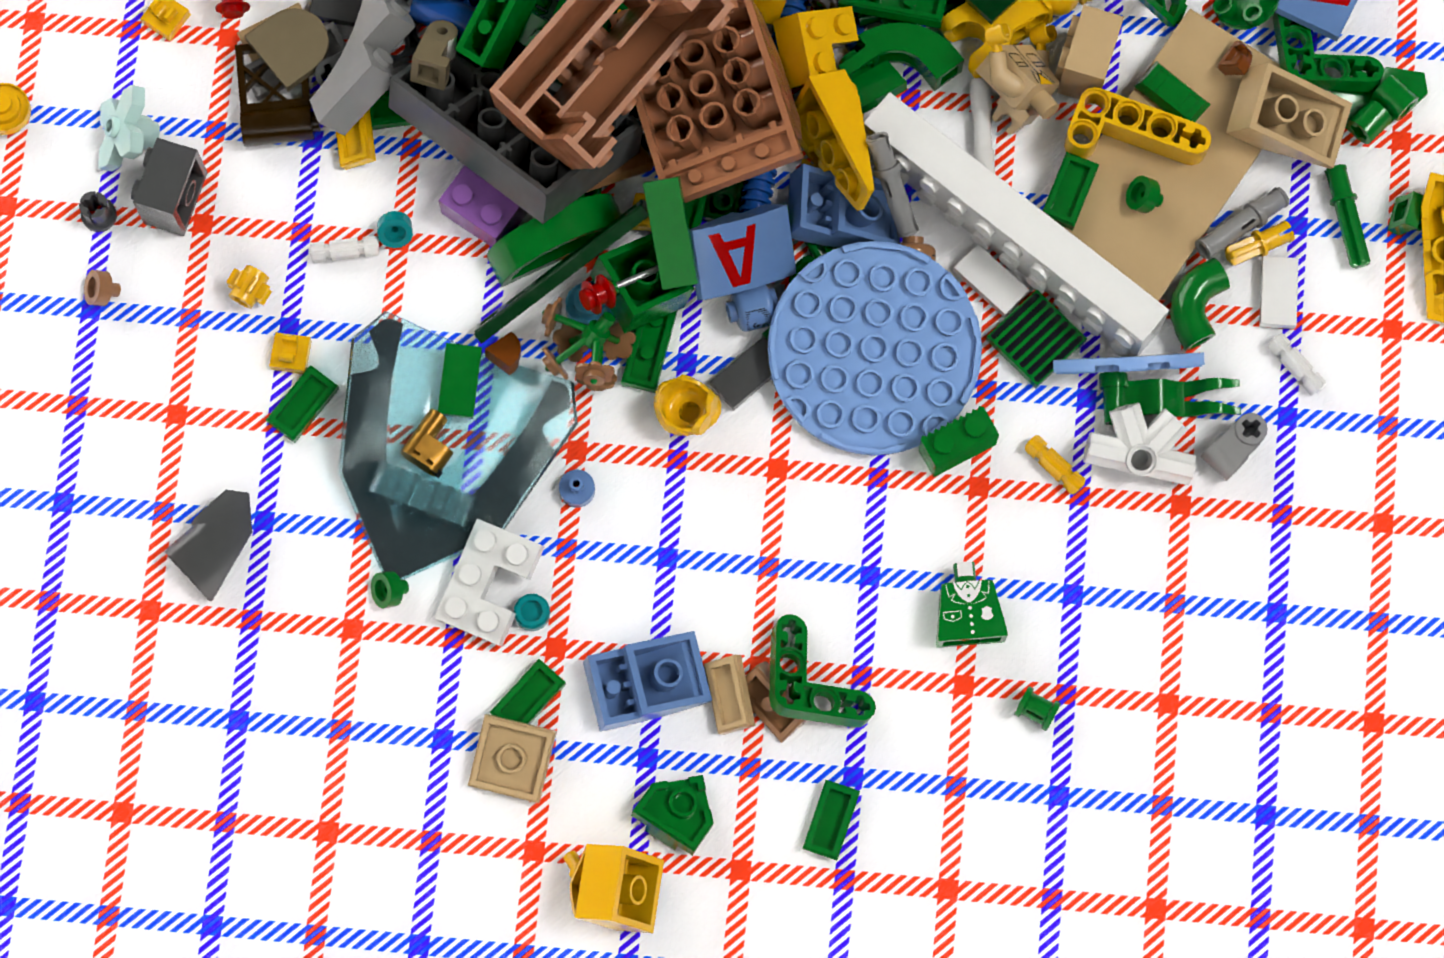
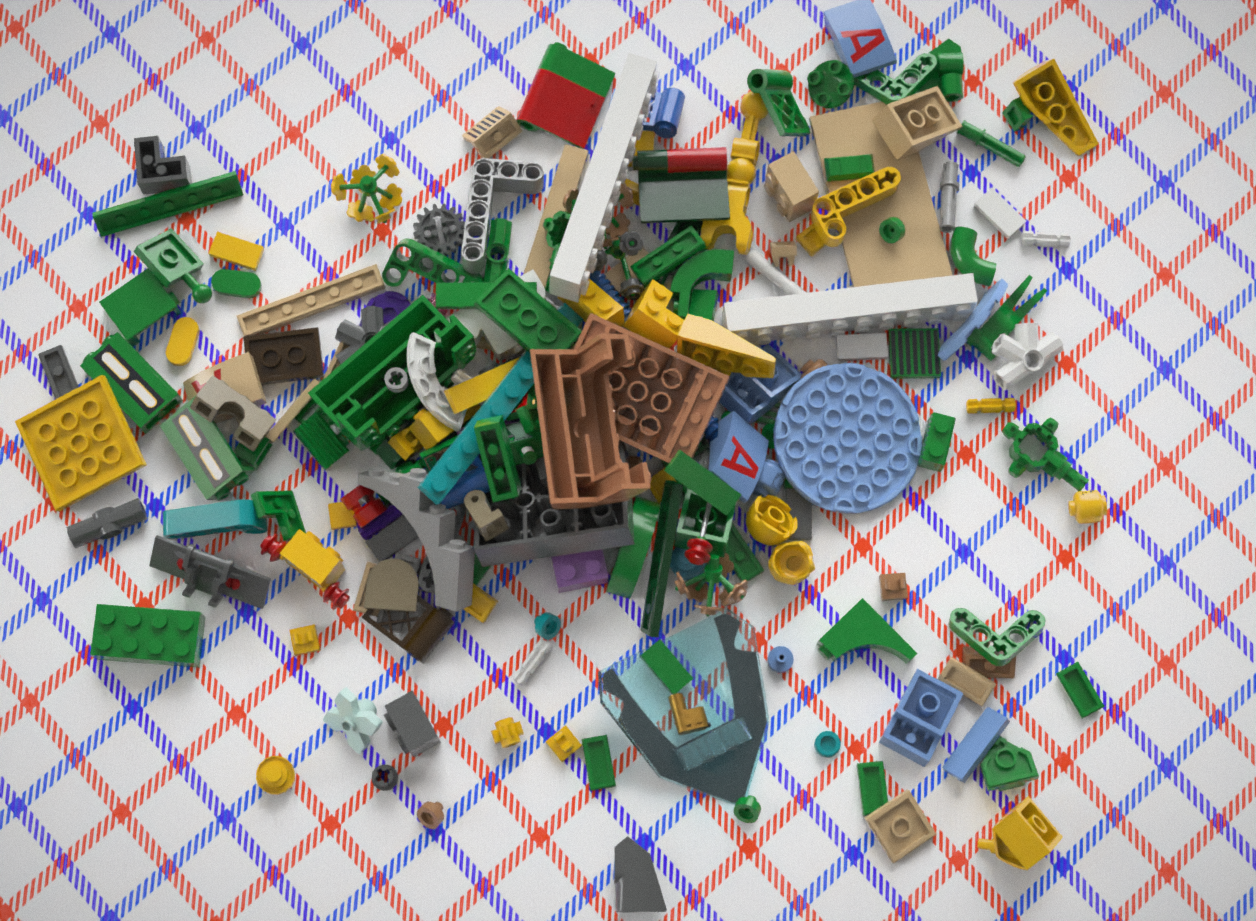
camera: 50 degrees left, 0 degrees up
(464, 598) = (790, 774): white plate -> none
(505, 353) = (672, 629): dark orange tile -> none
(670, 761) = (976, 744): none -> medium blue tile
(681, 538) = (863, 630): none -> green arch
(710, 346) = (770, 520): none -> yellow cylinder
(762, 534) = (893, 586): none -> medium nougat tile
(888, 171) = (768, 344): light grey pin -> none
(969, 610) = (1031, 519): green torso -> none
(1020, 71) = (768, 229): tan torso -> none
(1037, 656) = (1088, 506): none -> yellow head
(1037, 708) = (1114, 532): green bush -> none
(1054, 577) = (1052, 461): none -> green piece
(1055, 130) = (810, 240): none -> yellow tile
(1070, 190) = (854, 263): green tile -> none
(1233, 448) = (1063, 312): light grey piece -> none
(1236, 60) = (862, 119): dark orange tile -> none
(1258, 243) = (966, 198): yellow axle -> none

